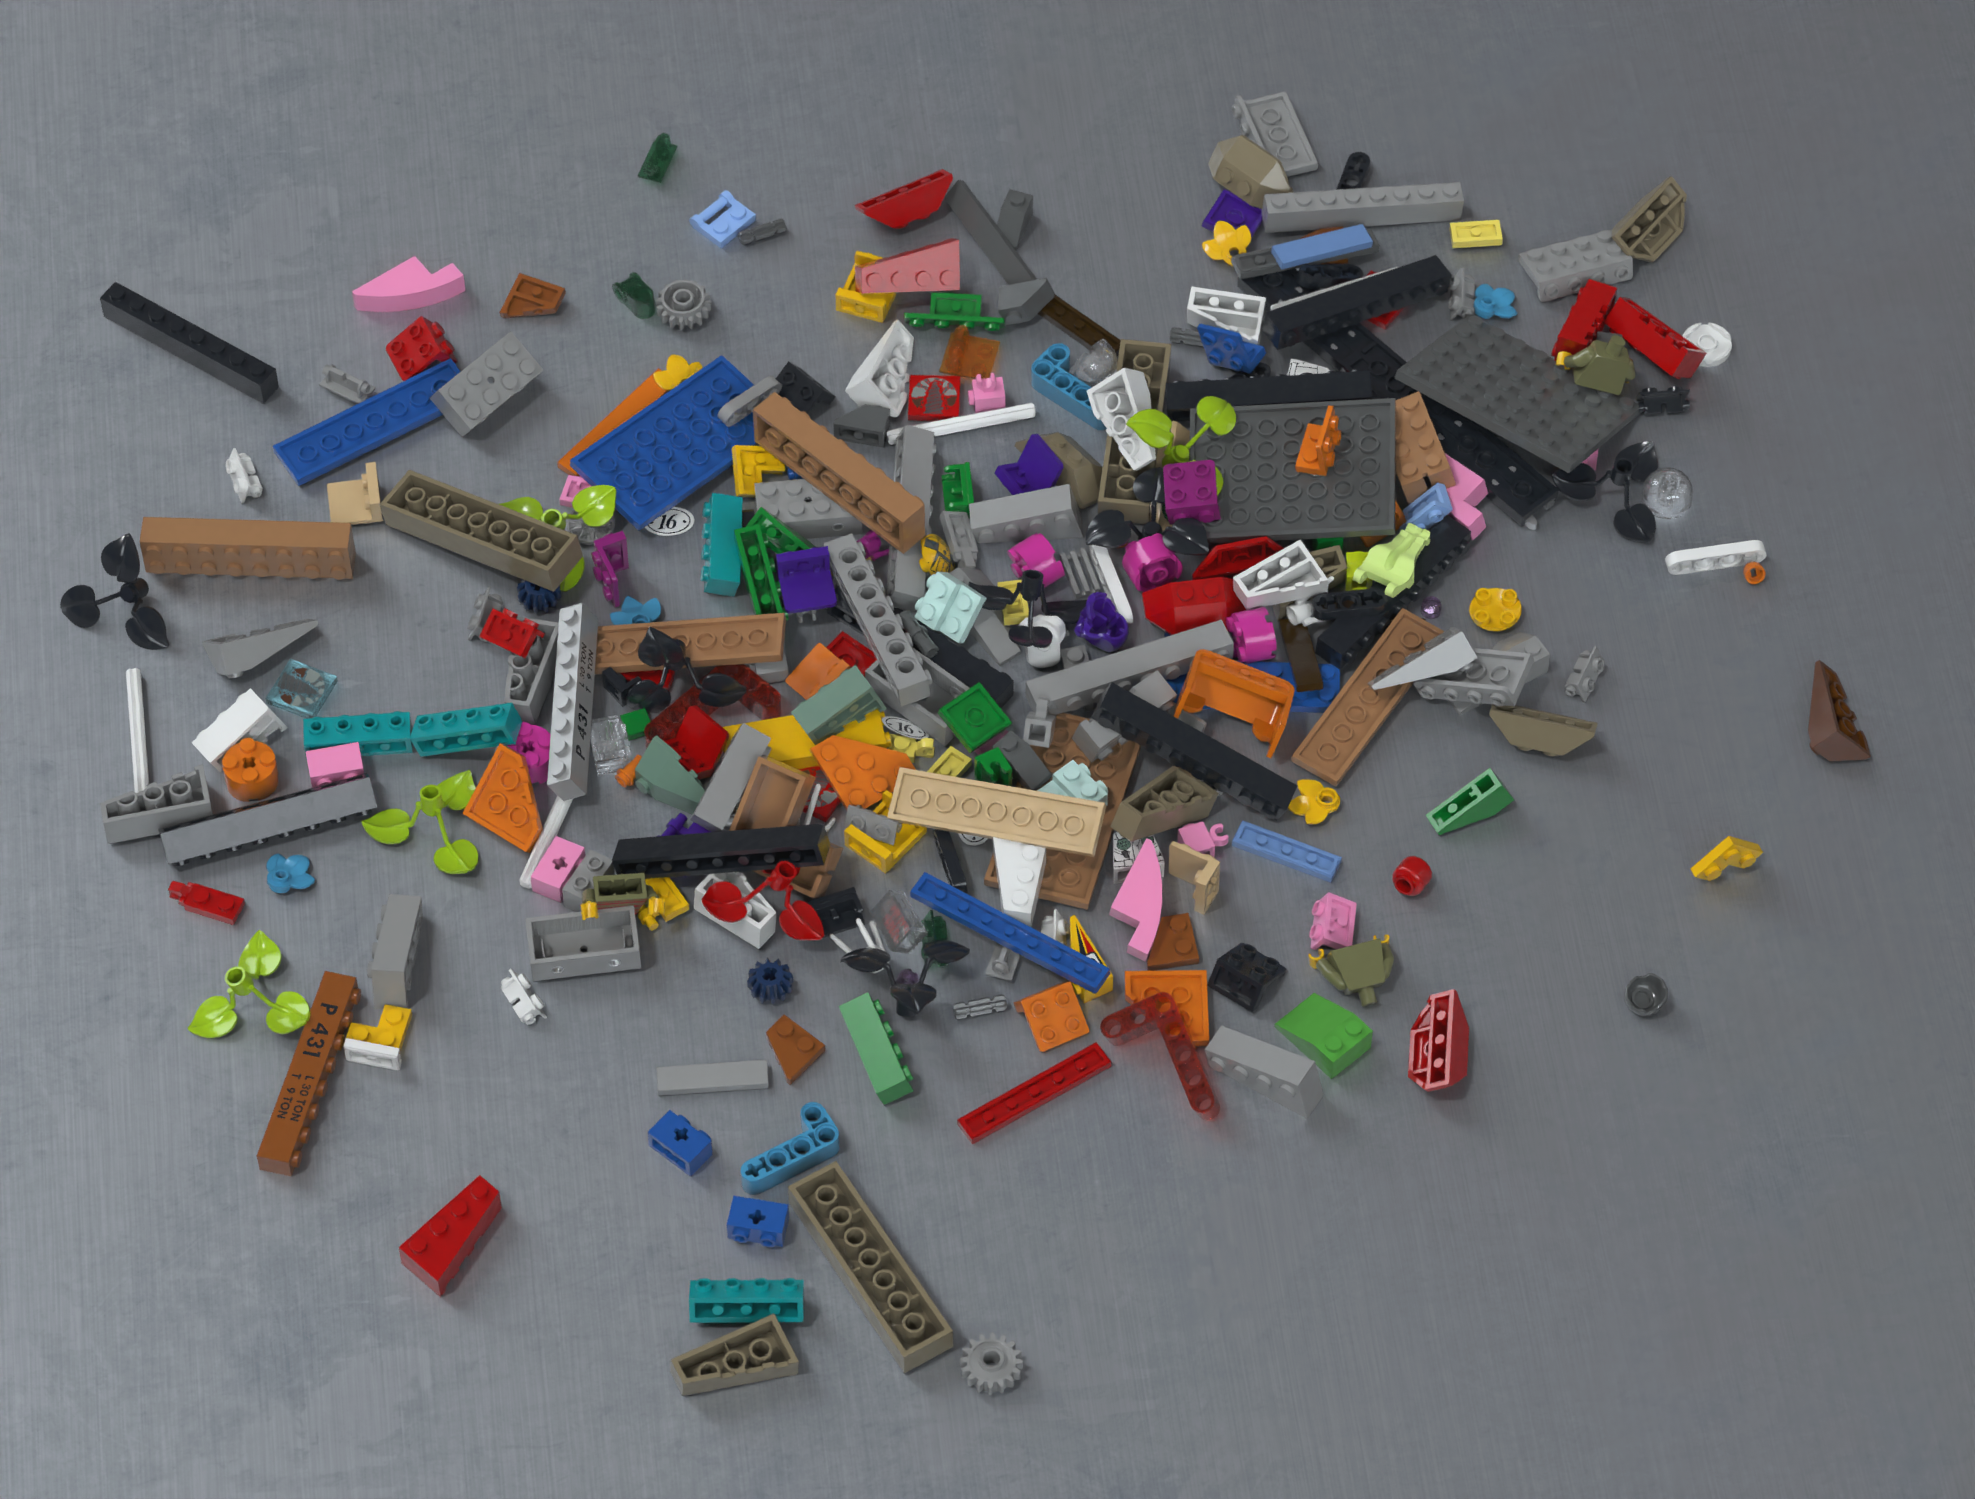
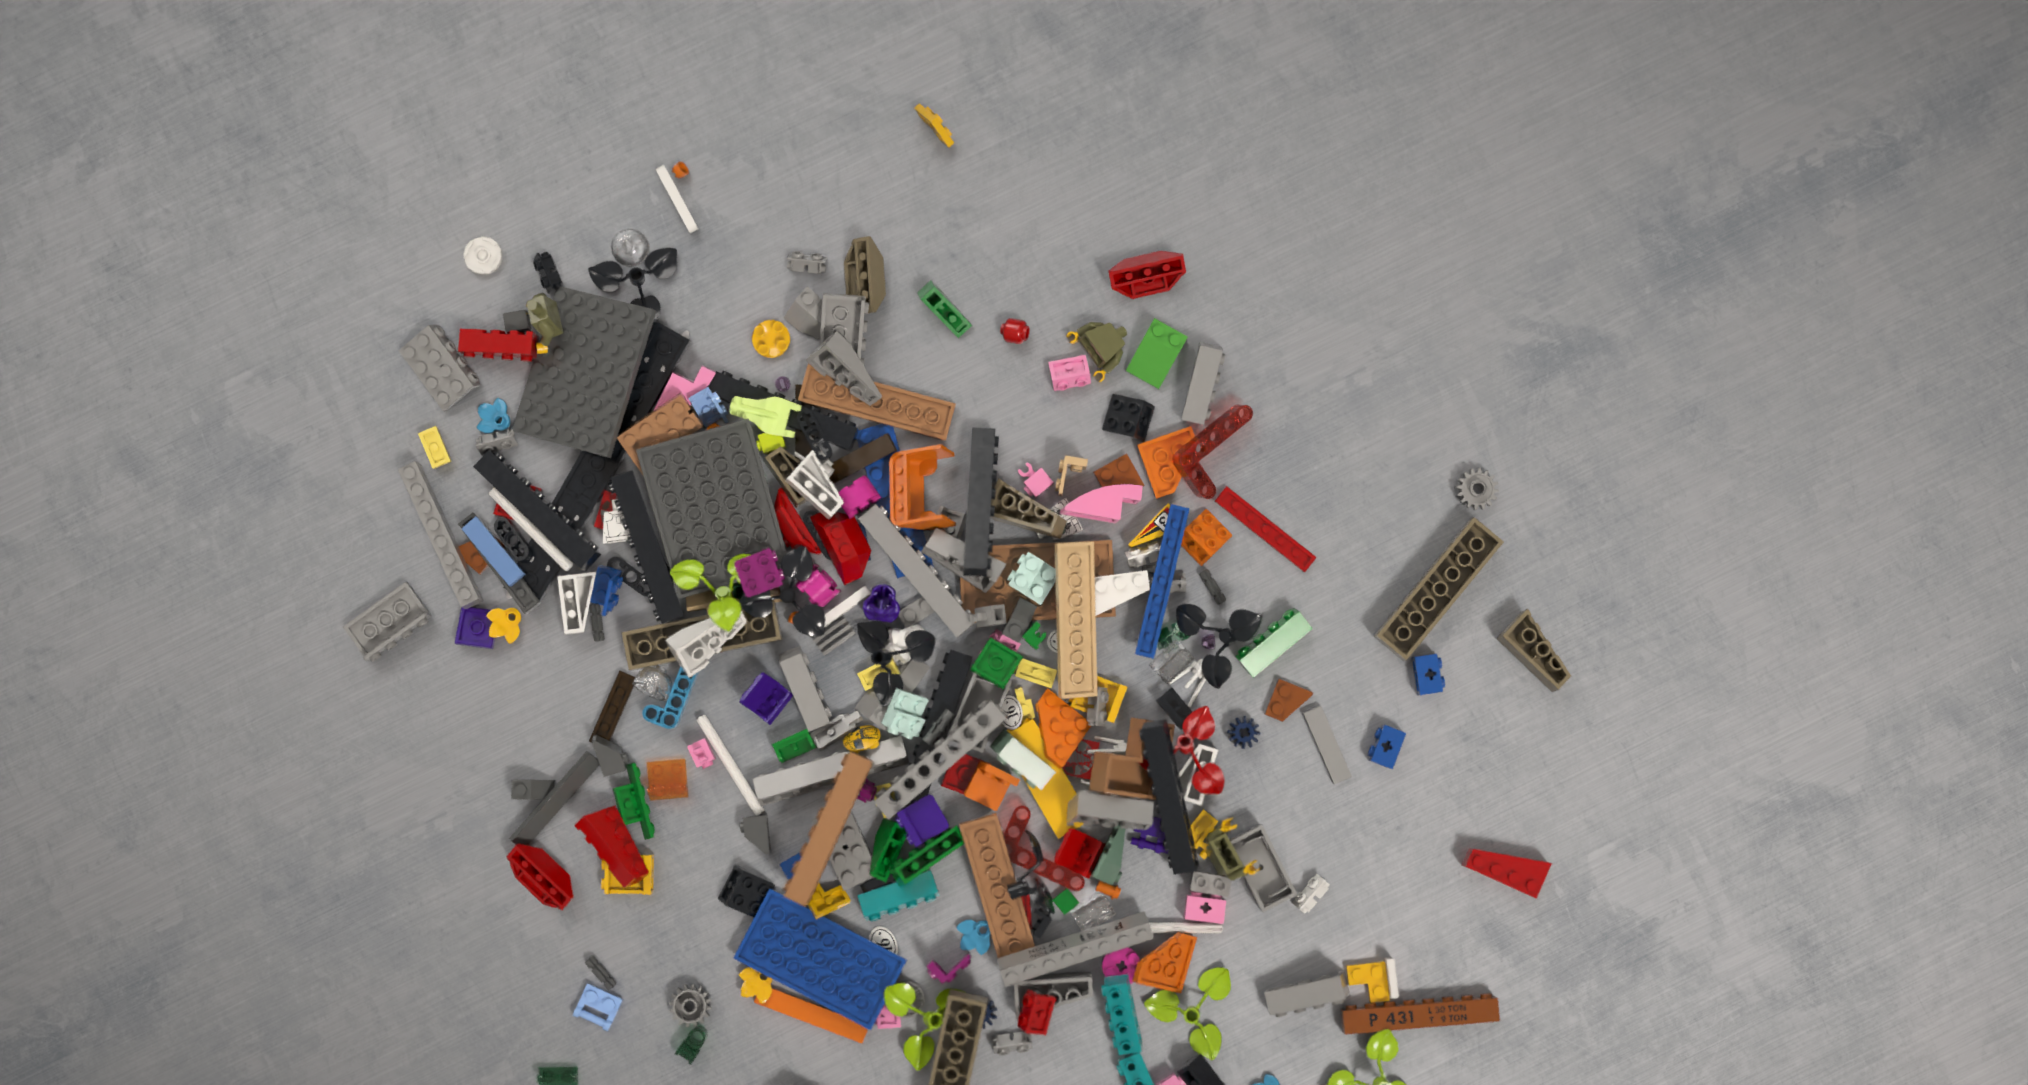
camera: 110 degrees left, 30 degrees up
(745, 402) = (771, 921): light grey beam -> none
(745, 1300) = (1489, 659): teal brick -> none
(760, 1174) = (1371, 673): dark azure beam -> none
(884, 372) = (710, 836): white wedge -> none
(933, 397) = (713, 792): red tile -> none
(950, 860) = (1113, 640): black beam -> none
(1036, 554) = (843, 667): dark pink brick -> none
(1079, 468) = (740, 675): dark tan wedge -> none
(1248, 170) = (436, 628): dark tan wedge -> none
(1286, 851) = (1019, 422): medium blue tile -> none
(1311, 802) = (974, 418): yellow plate -> none
(1318, 445) = (695, 493): orange bracket -> none
(1350, 172) = (398, 558): black beam -> none
(1646, 994) = (1058, 150): dark grey hair -> none
(1652, 222) = (387, 323): dark tan wedge -> none
(1654, 339) = (498, 289): red wedge -> none
(1831, 720) = (797, 83): reddish brown wedge -> none

